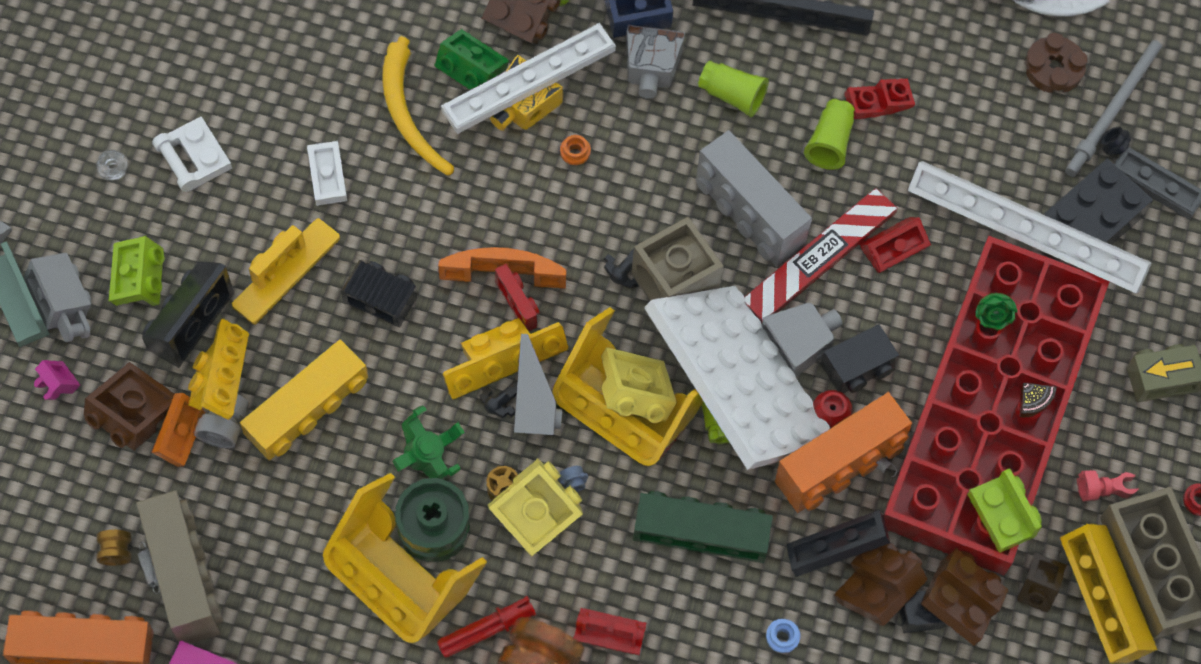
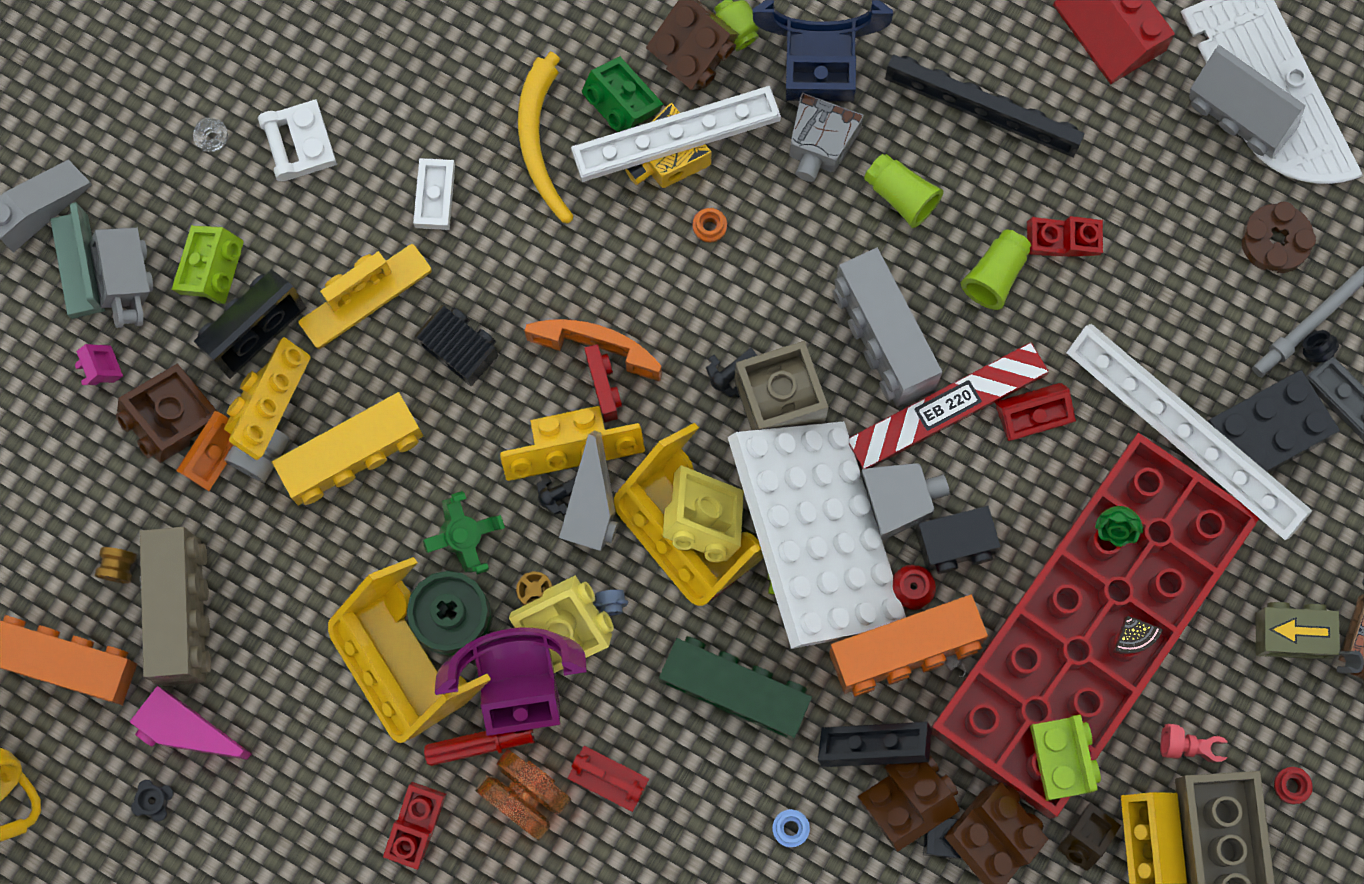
camera: 20 degrees right, 10 degrees up
(514, 565) = (521, 675): none -> magenta piece

